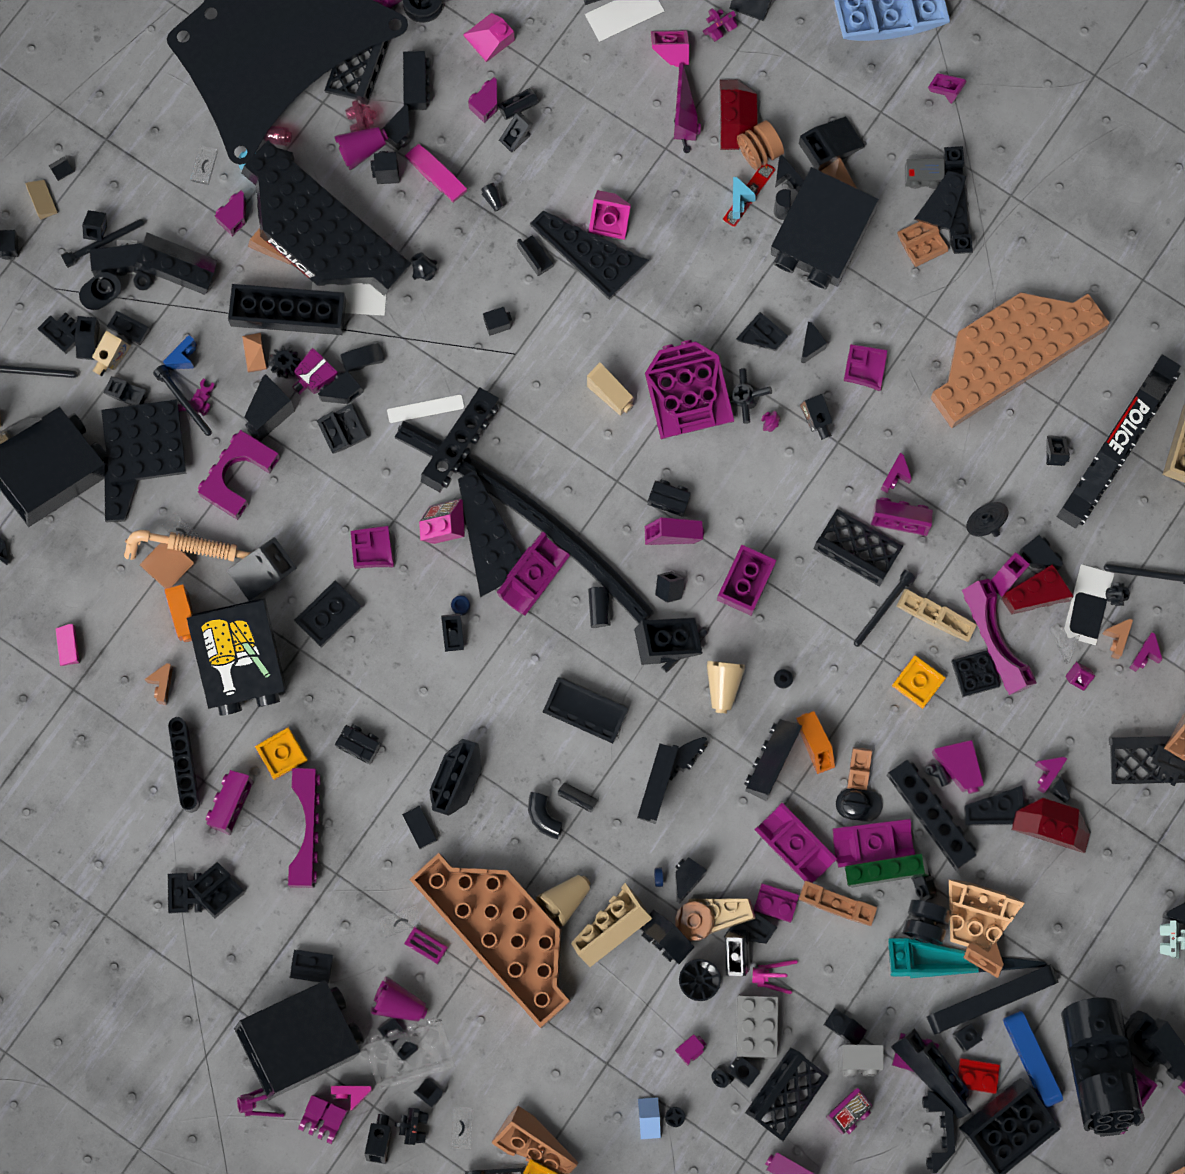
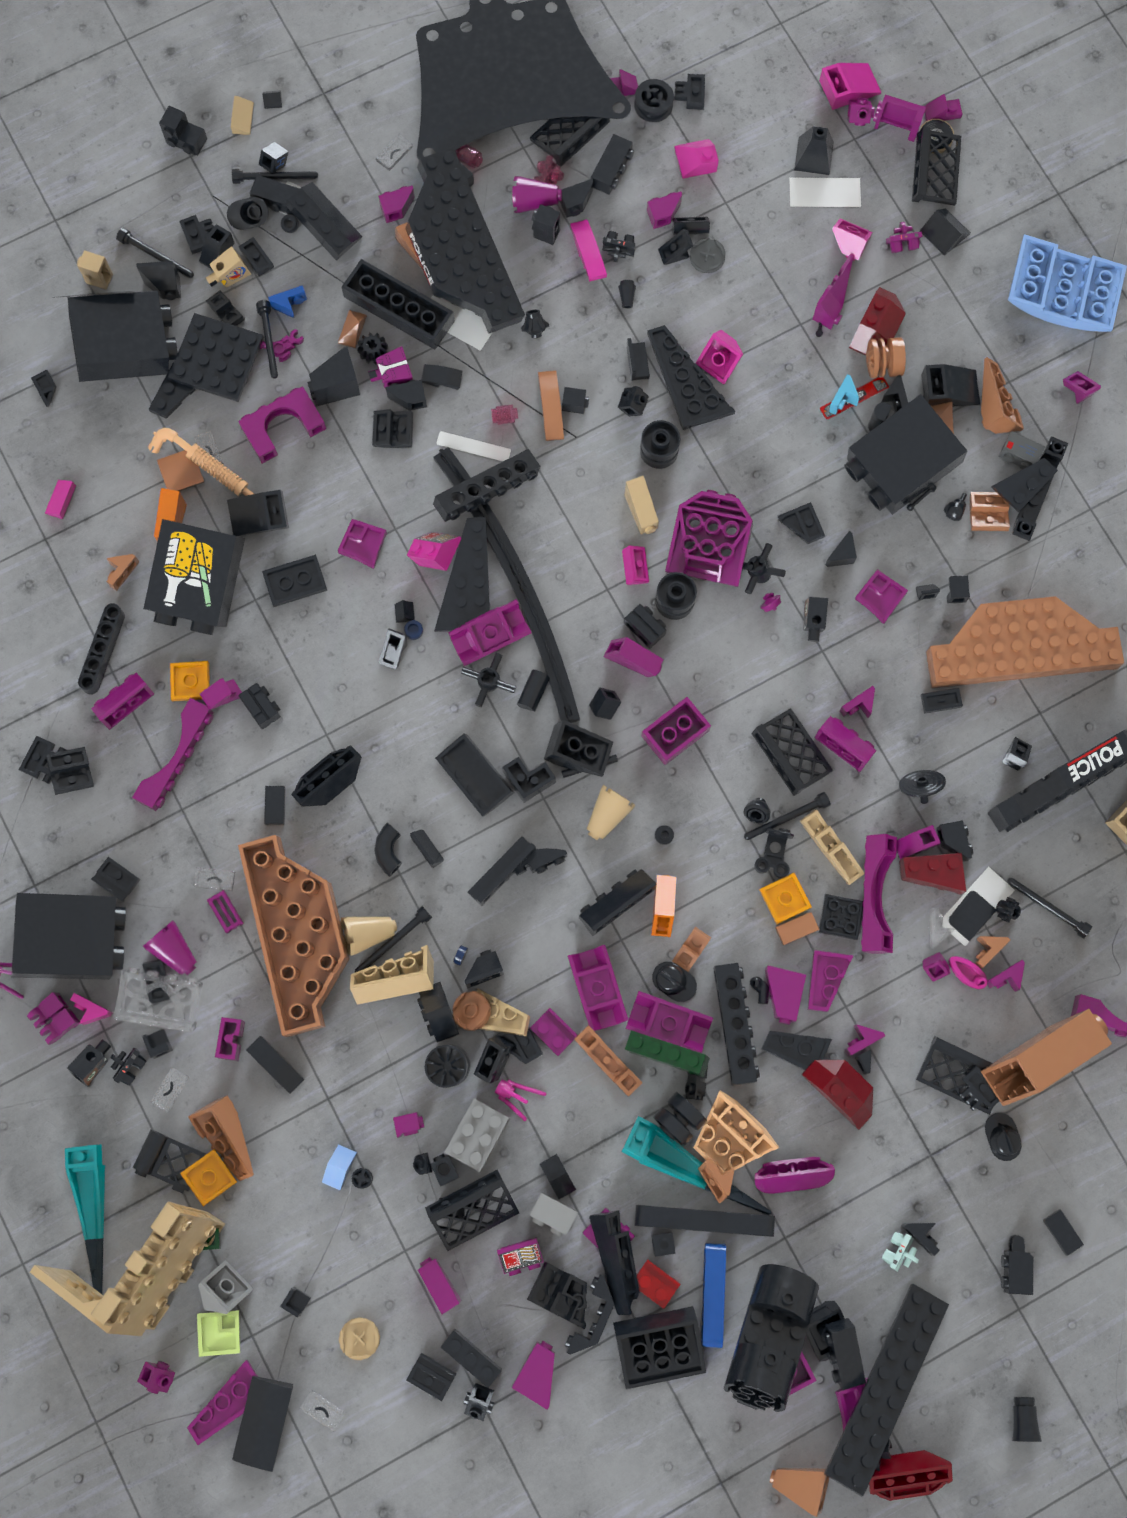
camera: 25 degrees right, 0 degrees up
(52, 393) = (161, 278): none -> black slope
(317, 750) = (220, 693): none -> magenta slope
(439, 365) = (504, 414): none -> clear pink brick
(443, 593) = (404, 611): none -> black slope
(462, 158) = (618, 247): none -> black hips
(477, 335) = (551, 405): none -> nougat slope
(489, 1047) = (227, 1044): none -> magenta brick
(545, 1057) = (275, 1064): none -> black slope
(547, 125) = (707, 255): none -> dark grey tile
(551, 296) = (633, 401): none -> black brick
(554, 625) = (484, 674): none -> black bar
(597, 324) = (660, 444): none -> black wheel
(605, 860) = (421, 917): none -> black piece
(630, 446) = (635, 565): none -> dark pink slope
(637, 694) = (528, 783): none -> black brick
(683, 457) = (675, 595): none -> black wheel
(850, 272) = (910, 507): none -> black hinge
(855, 616) = (757, 811): none -> black brick
(881, 142) = (996, 405): none -> nougat wedge
(891, 254) = (955, 509): none -> black piece
(891, 652) = (771, 859): none -> black piece
(900, 1127) = (560, 1294): none -> black slope
(904, 342) = (927, 591): none -> black slope
(932, 327) = (959, 589): none -> black panel
(942, 703) = (797, 928): none -> nougat tile
(966, 435) = (941, 700): none -> black plate
(989, 733) = (826, 976): none -> magenta wing
(1049, 920) = (794, 1175): none -> magenta brick
(1110, 667) = (968, 972): none -> dark pink arm

